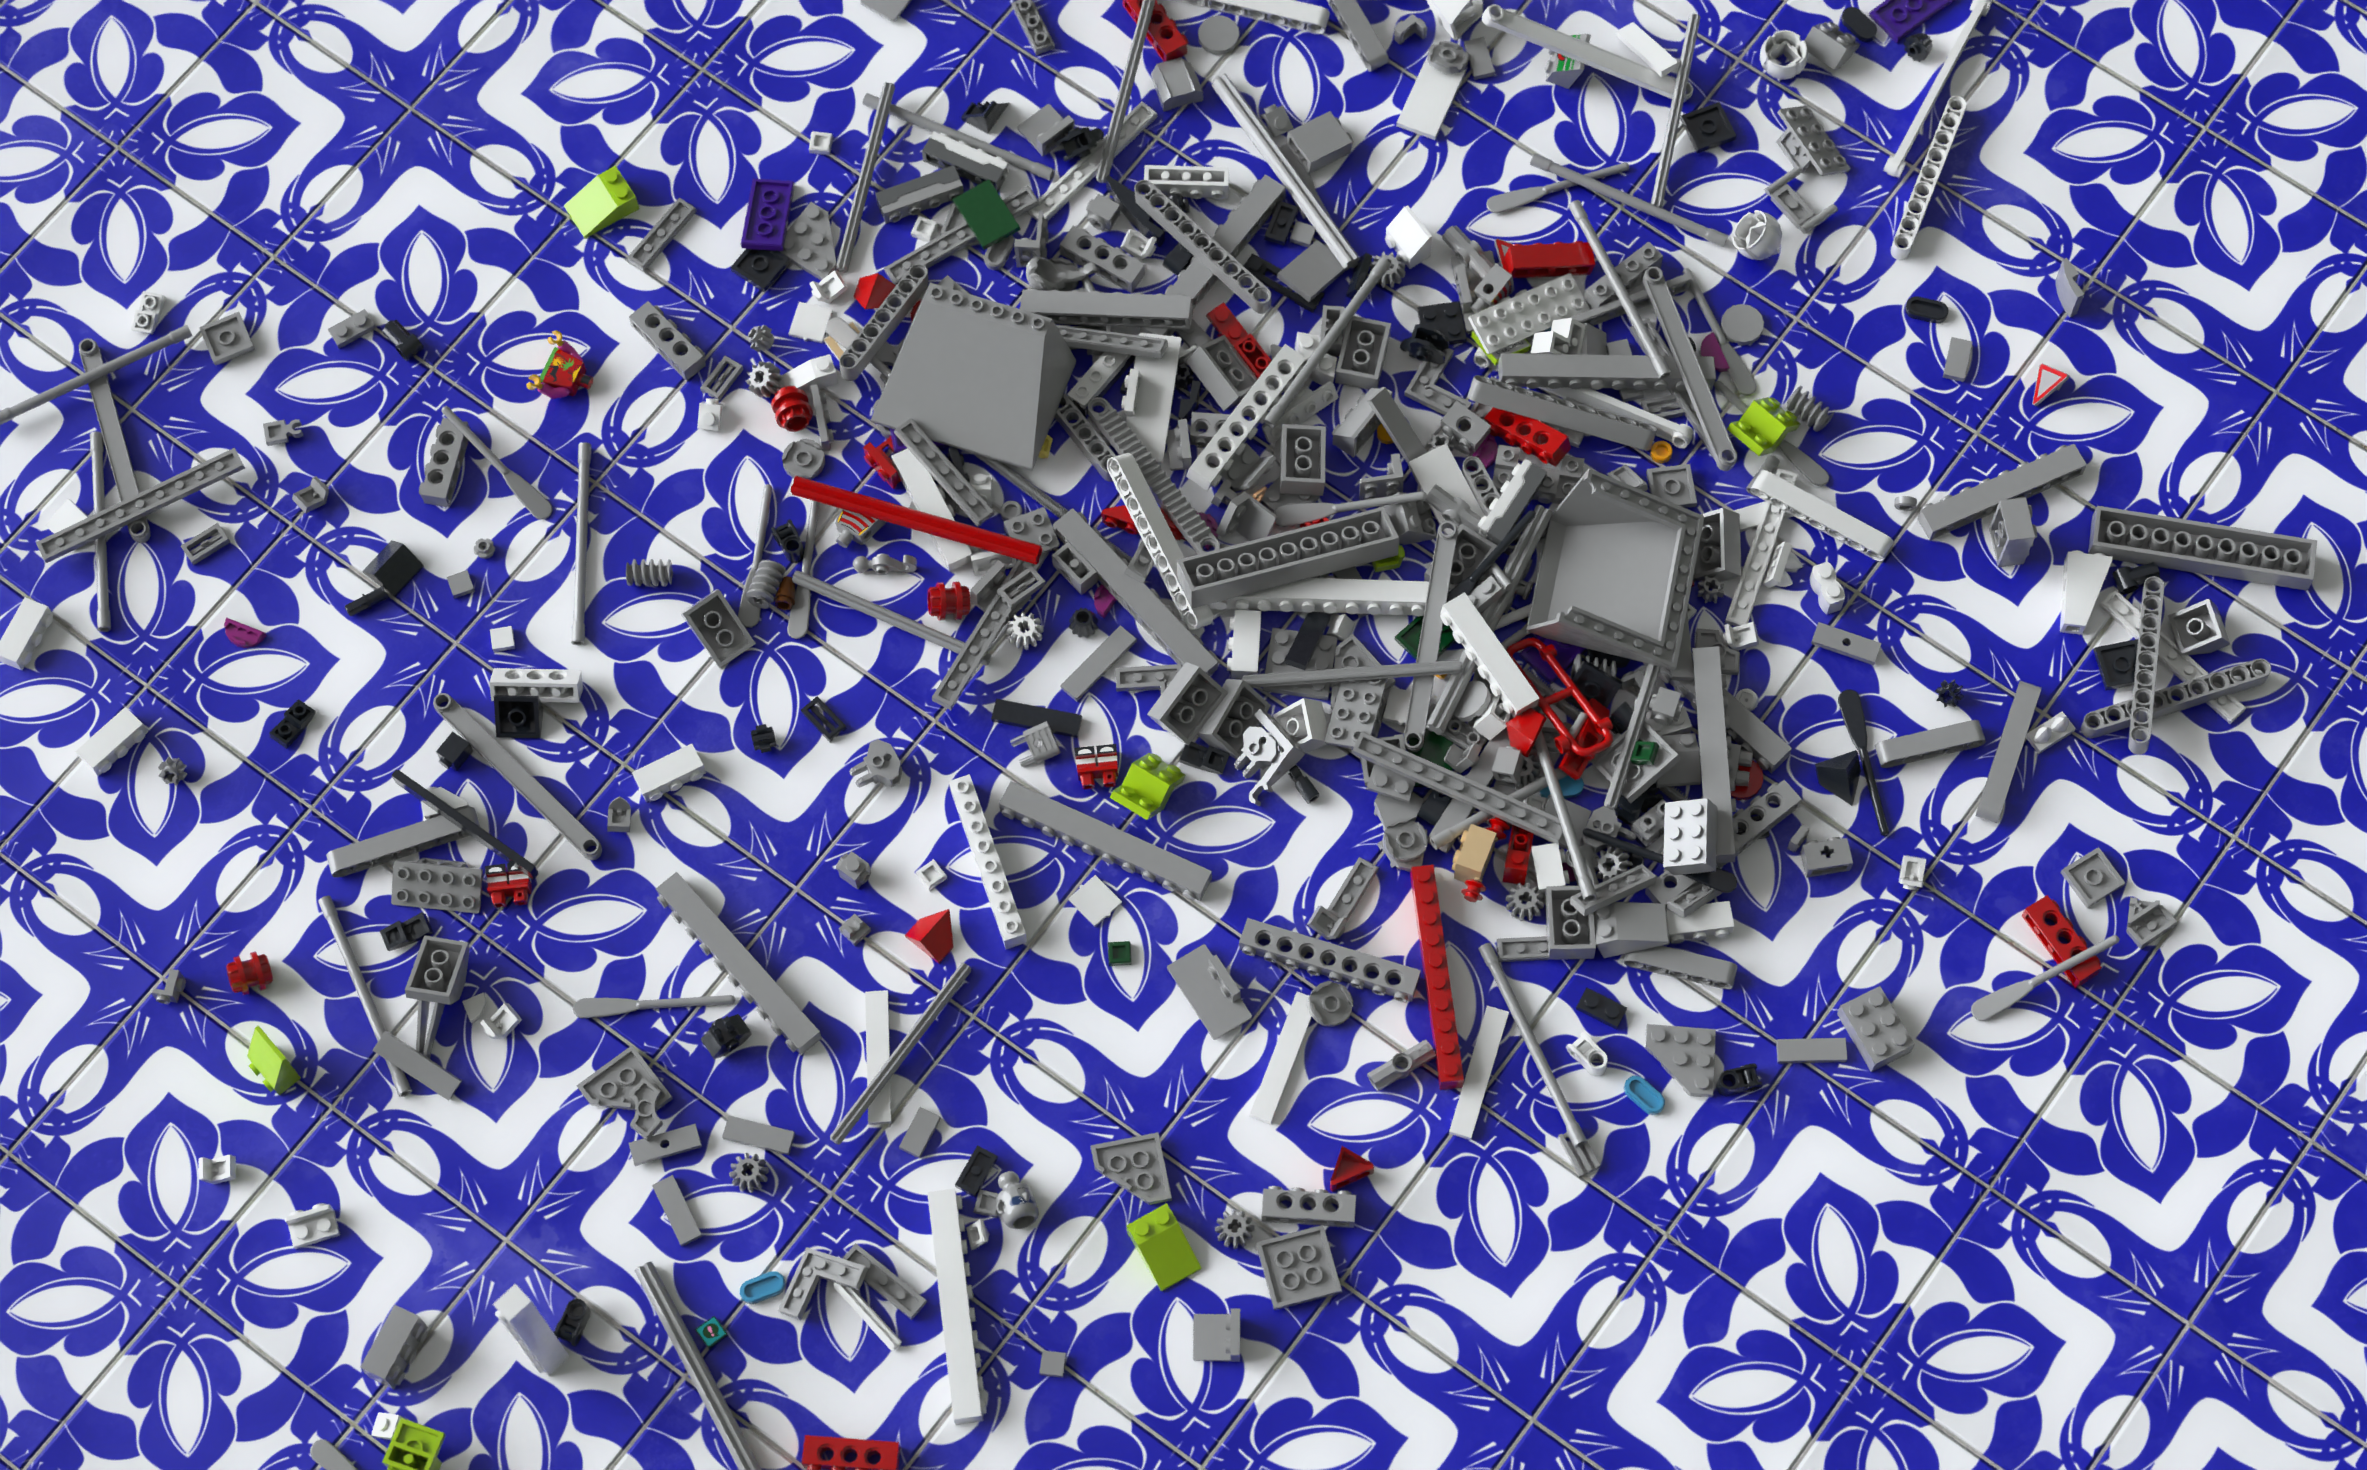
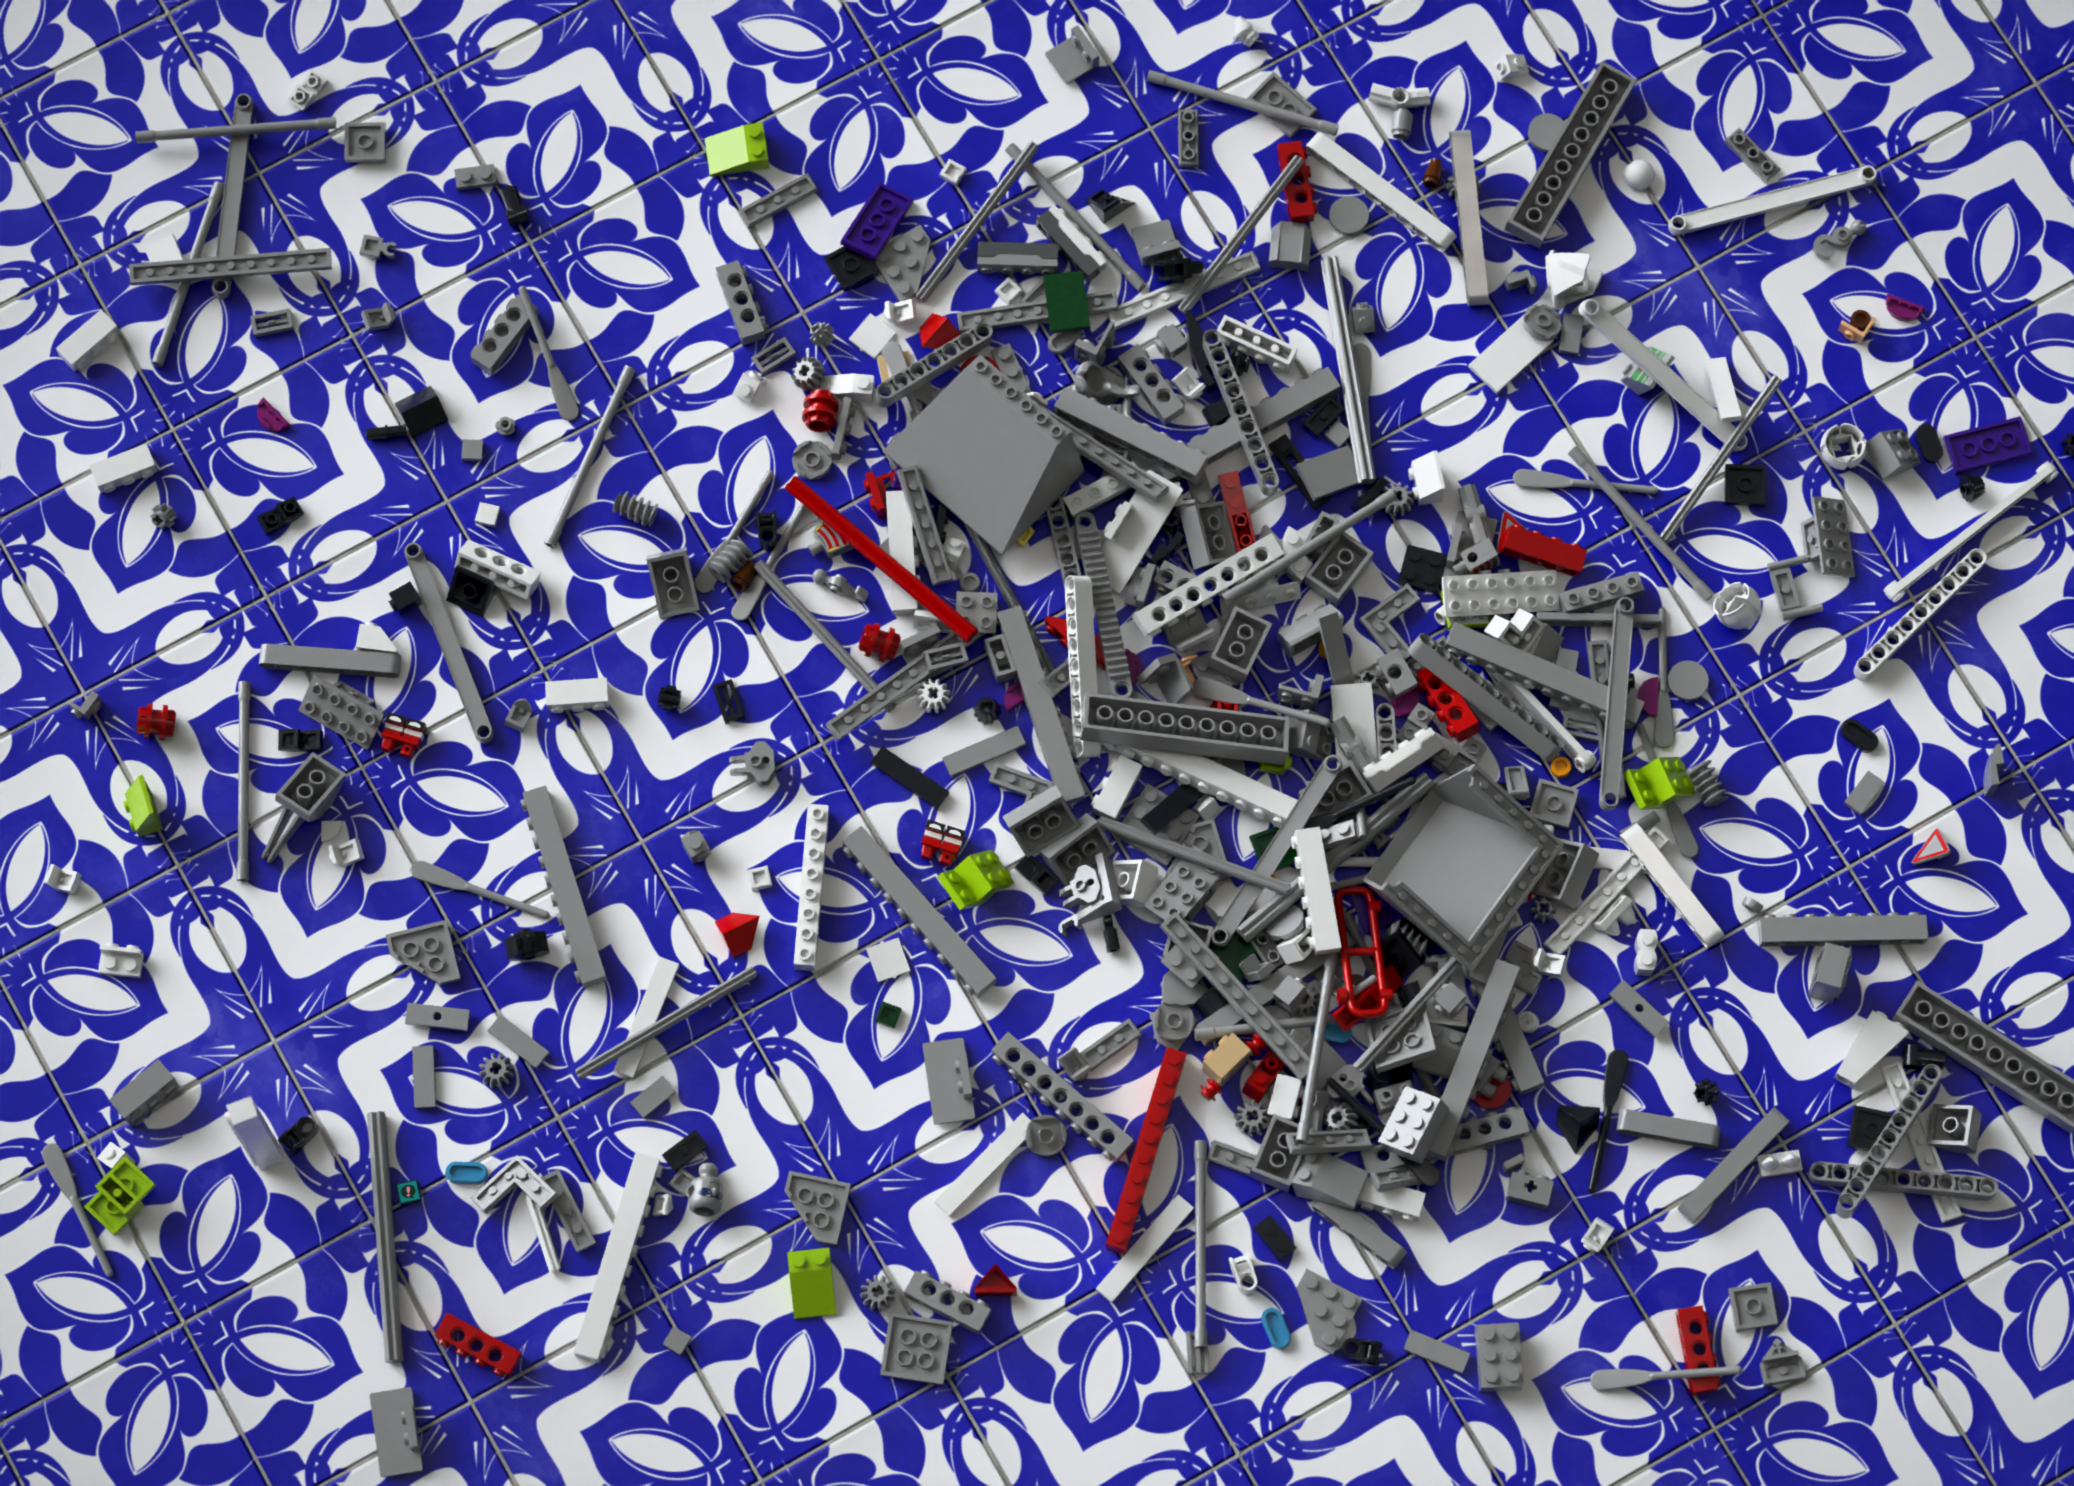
camera: 20 degrees right, 5 degrees up
(417, 1065) = (261, 861): light grey tile -> none
(465, 824) = (385, 668): black tile -> none
(562, 372) = (638, 294): torso -> none
(645, 1120) = (430, 989): light grey tile -> none
(854, 929) = (674, 898): light grey tile -> none
(1040, 742) = (902, 801): light grey piece -> none
(1216, 1336) = (822, 1377): light grey bracket -> none
(1224, 494) = (1160, 645): light grey tile -> none
(1319, 142) = (1391, 355): light grey brick -> none
(1413, 1057) = (1095, 1213): light grey piece -> none
(1425, 345) = (1396, 584): black hinge -> none
(1525, 729) = (1318, 969): red slope -> none
(1644, 753) = (1409, 1034): dark green tile -> none
(1657, 360) = (1589, 619): light grey piece -> none

